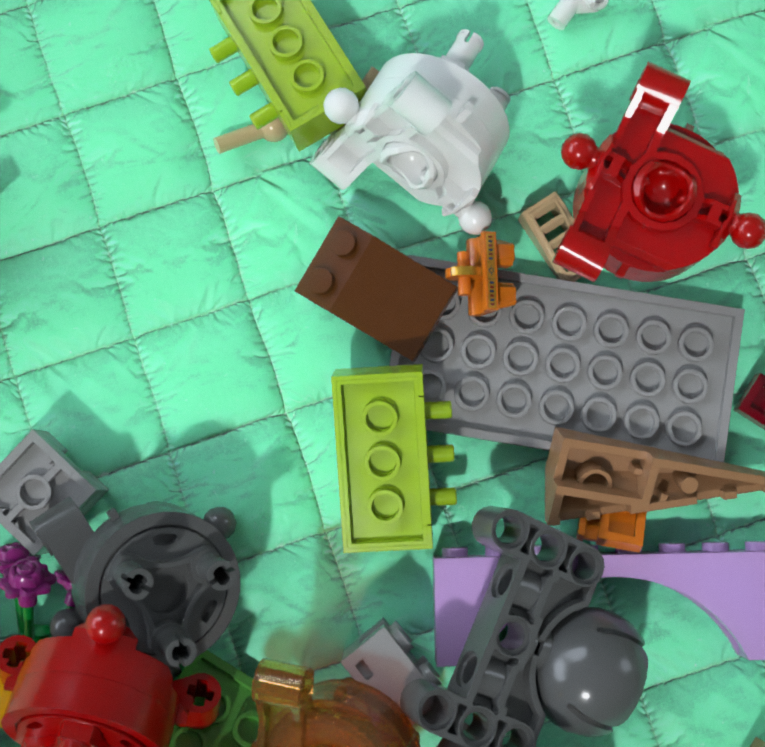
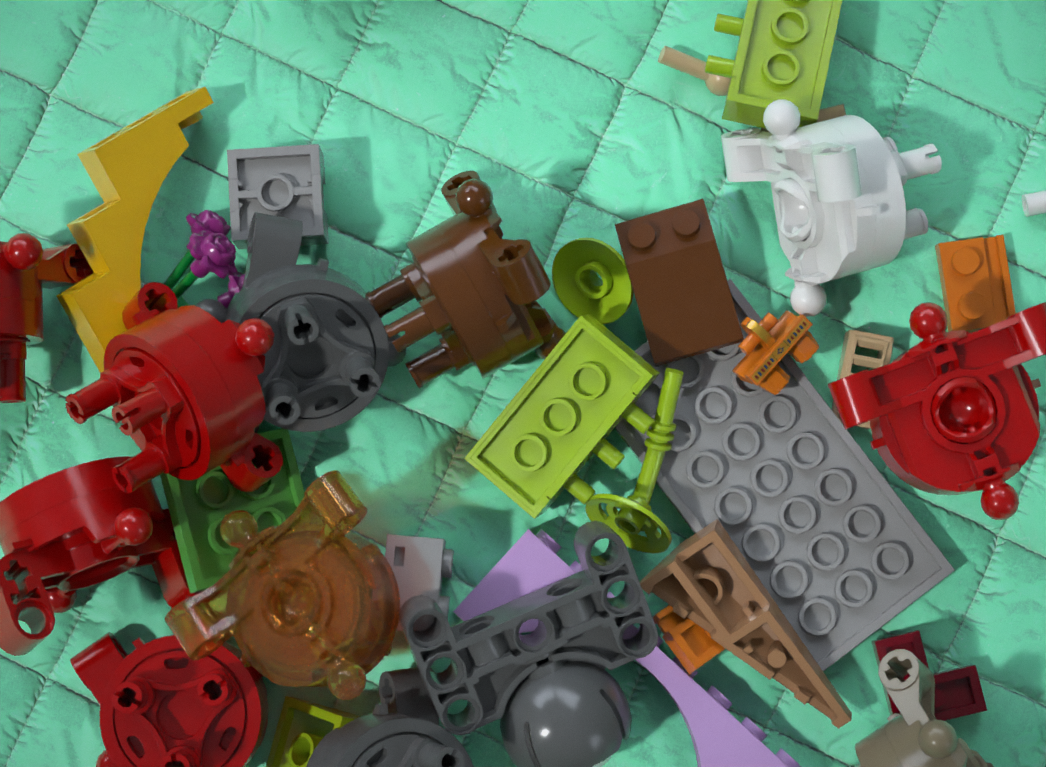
camera: 40 degrees right, 0 degrees up
(237, 433) = (471, 290): none -> reddish brown piece
(311, 355) = (581, 288): none -> lime dish
(494, 474) = (636, 508): none -> lime dish
(572, 102) = (975, 282): none -> orange plate

